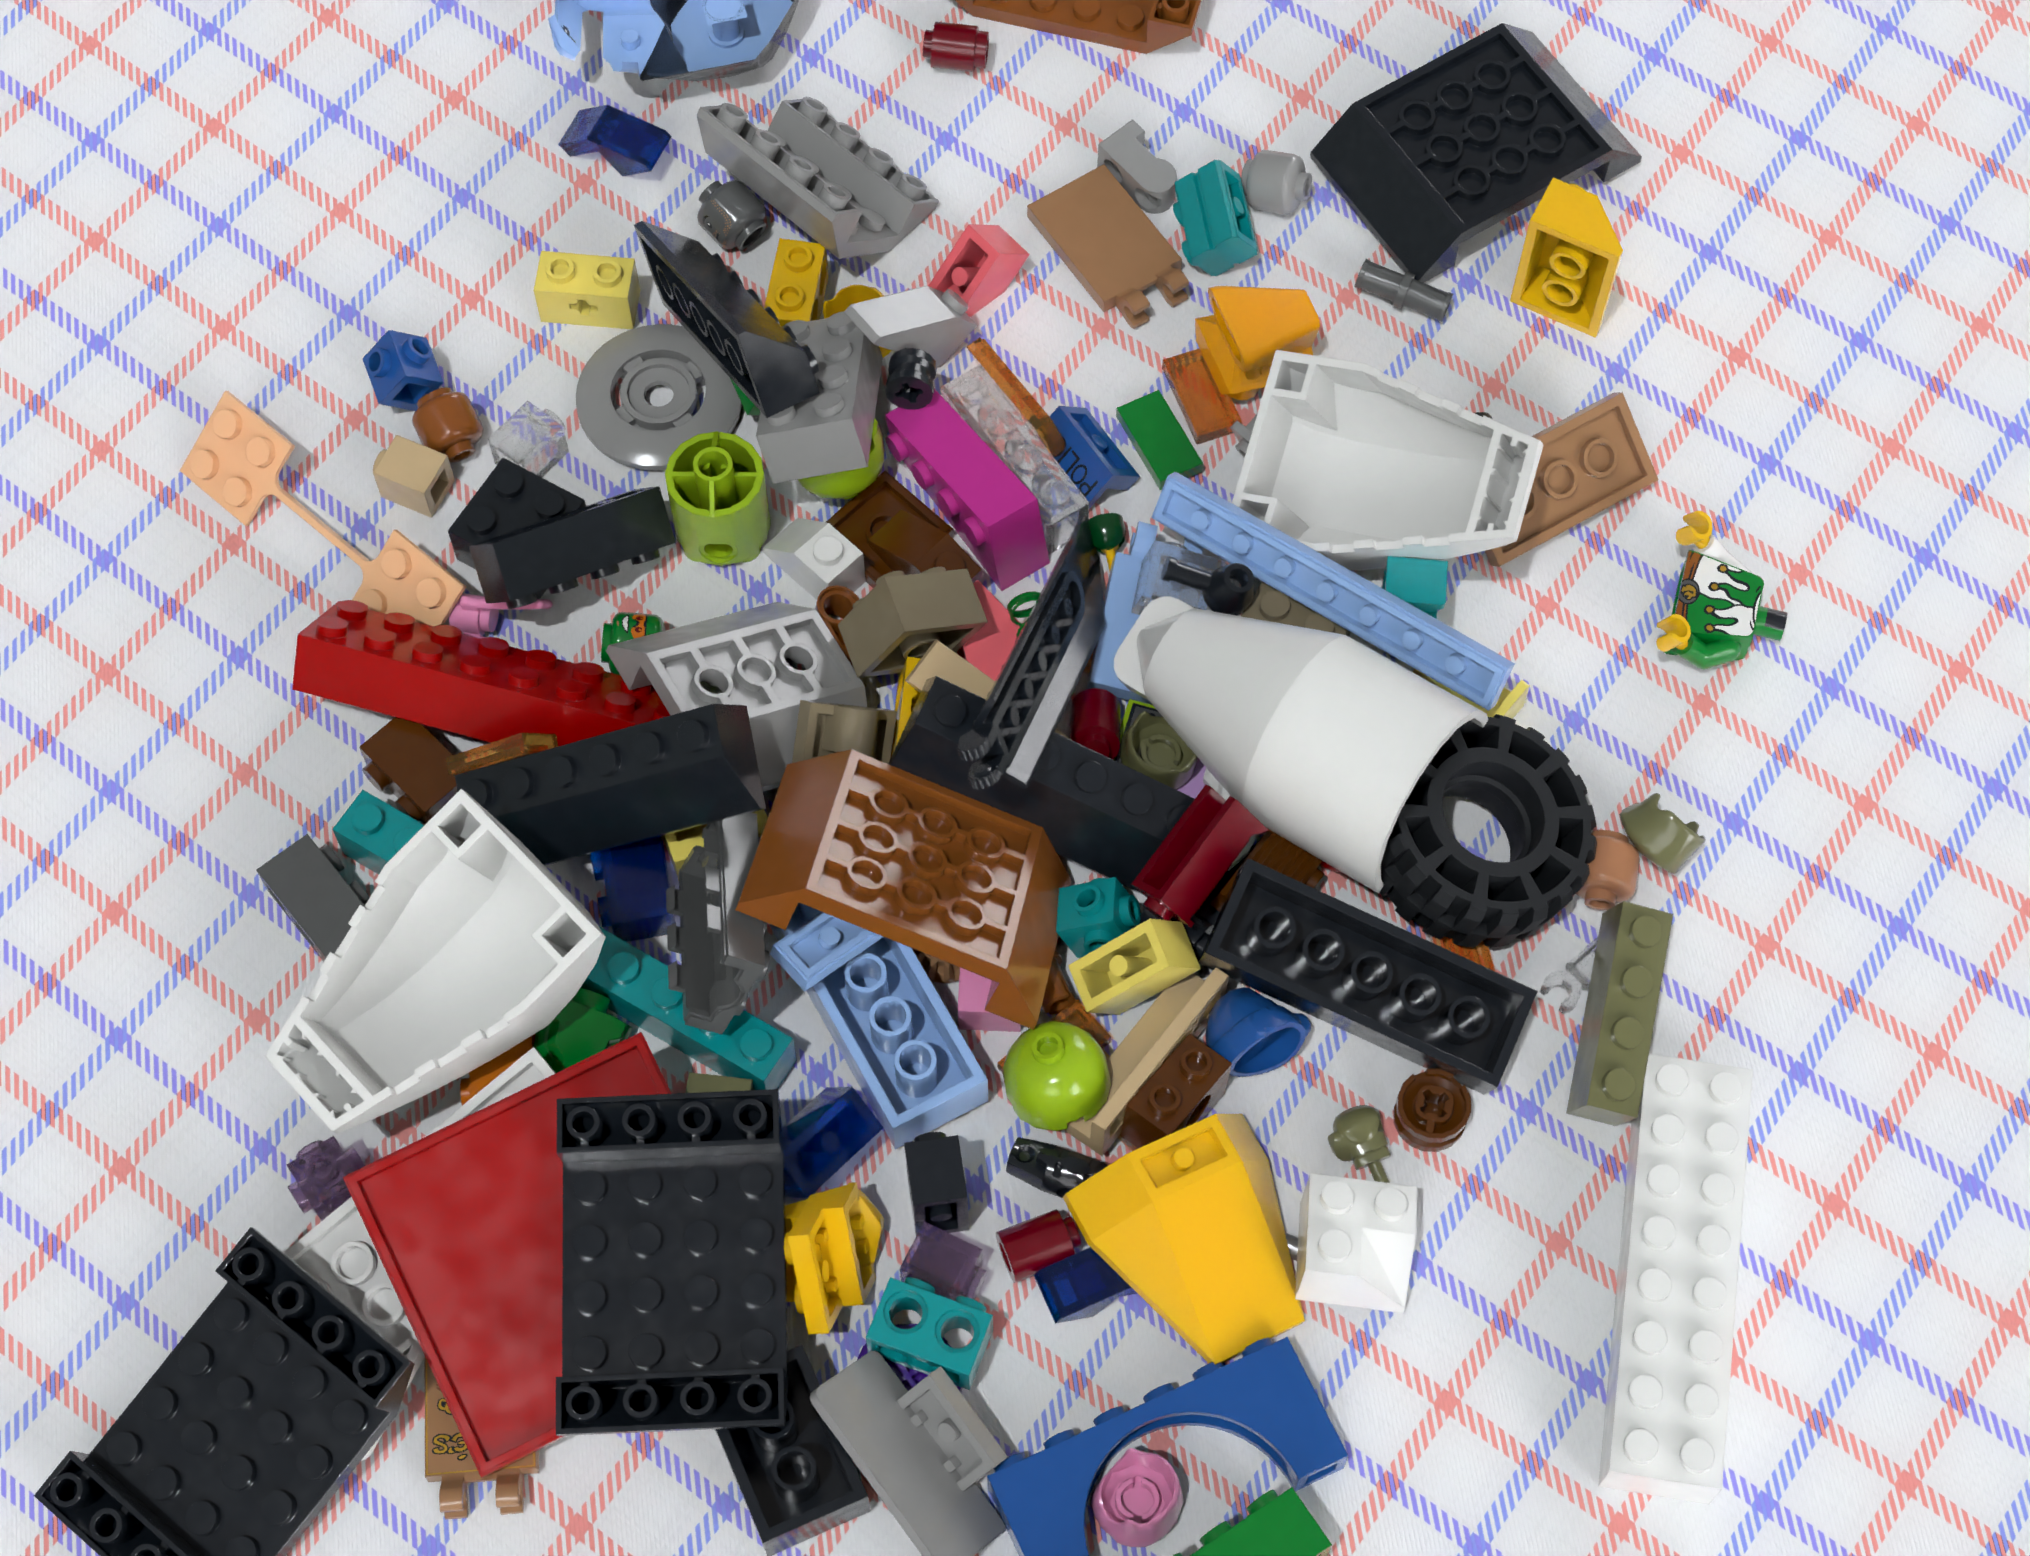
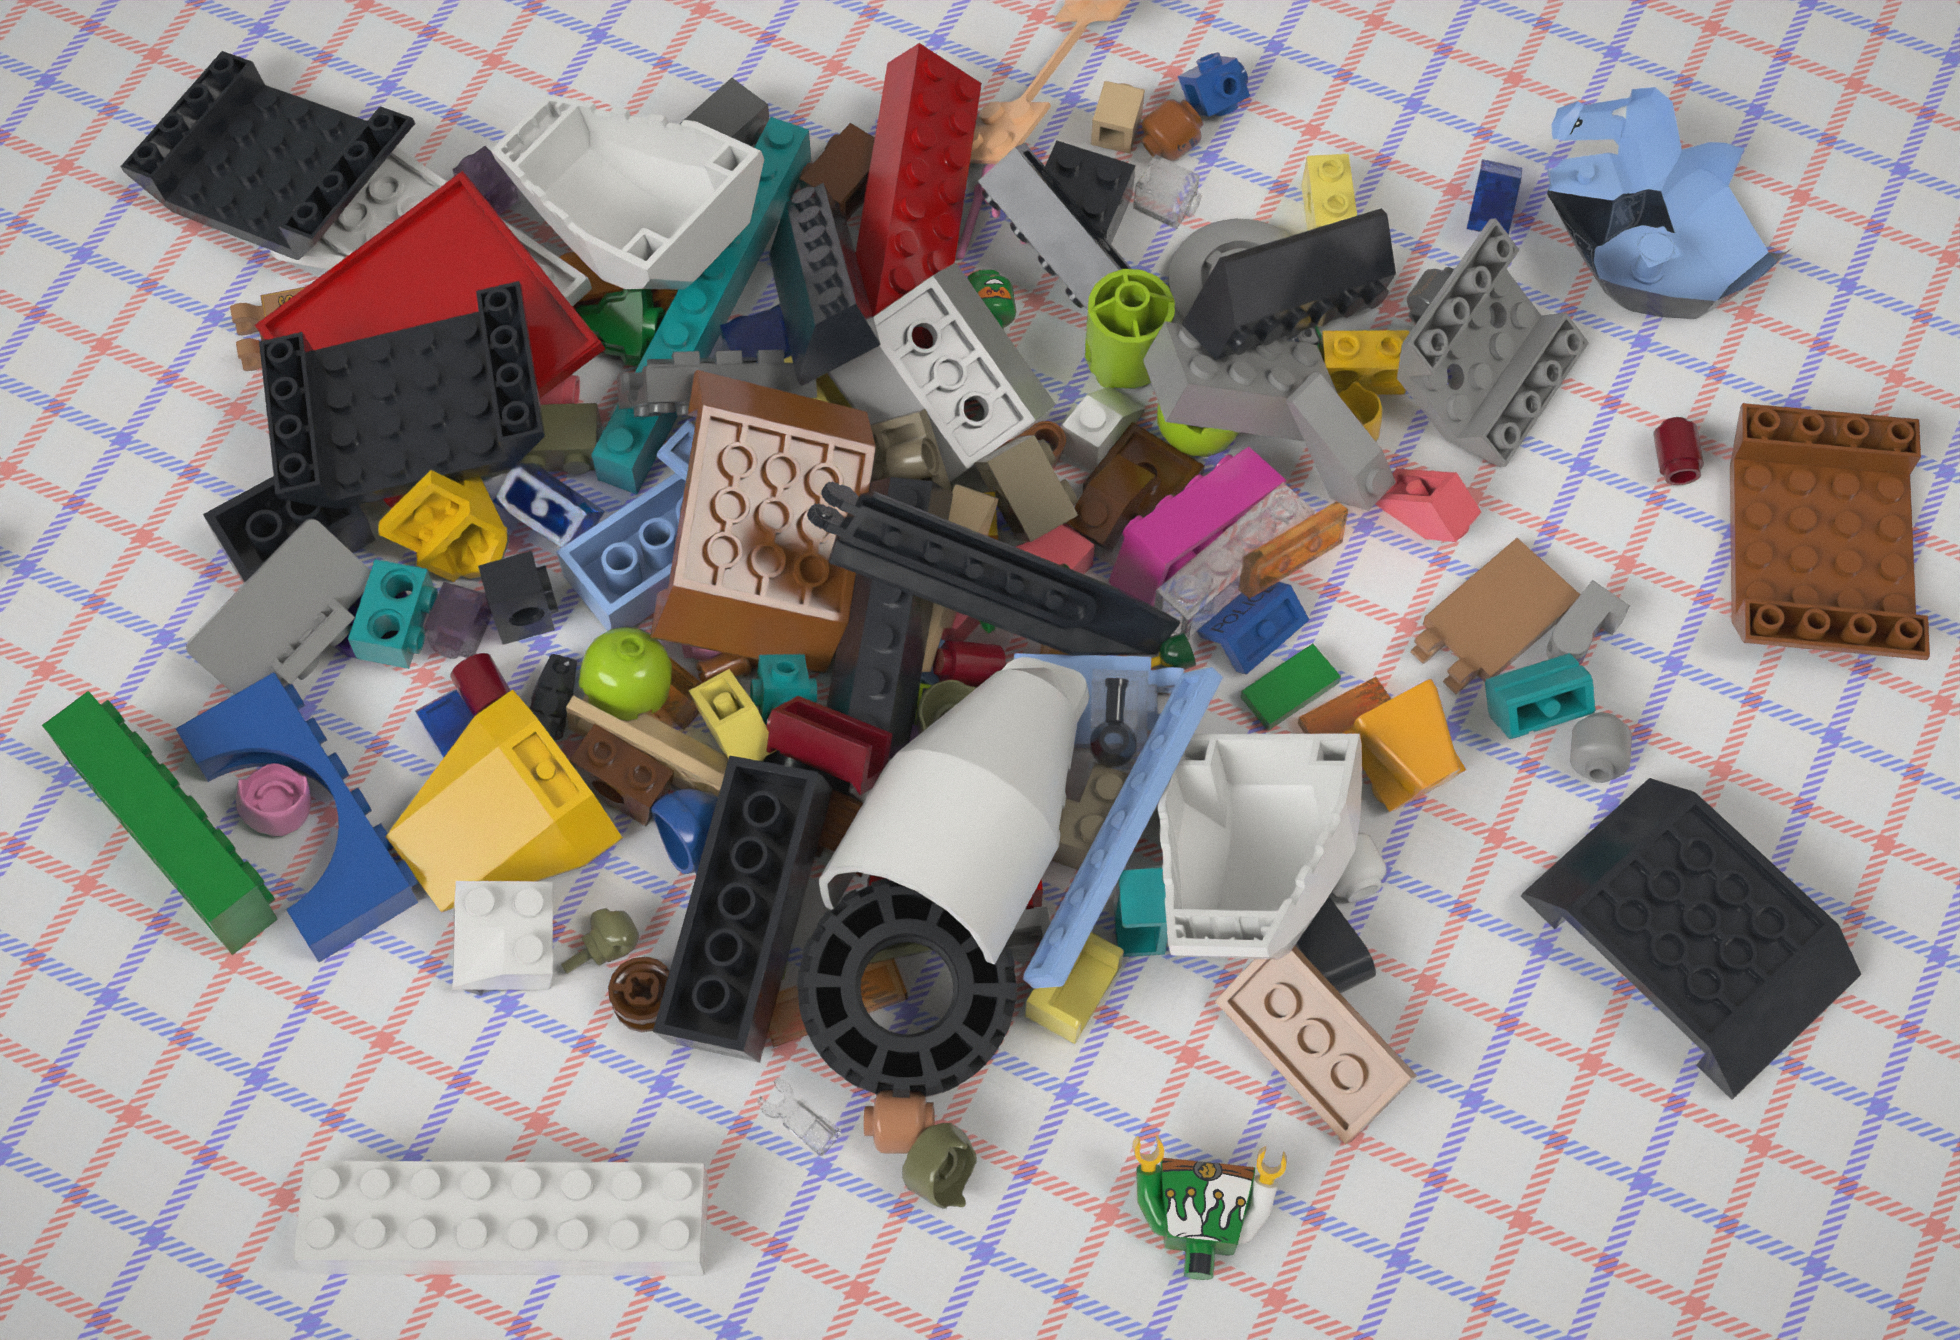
camera: 80 degrees right, 0 degrees up
(500, 751) = (844, 210): clear orange tile -> none
(911, 378) = (1280, 453): black wheel -> none
(1403, 290) = (1508, 881): dark grey pin -> none
(1568, 259) = (1563, 1007): yellow slope -> none
(1620, 1014) = (745, 1138): olive brick -> none

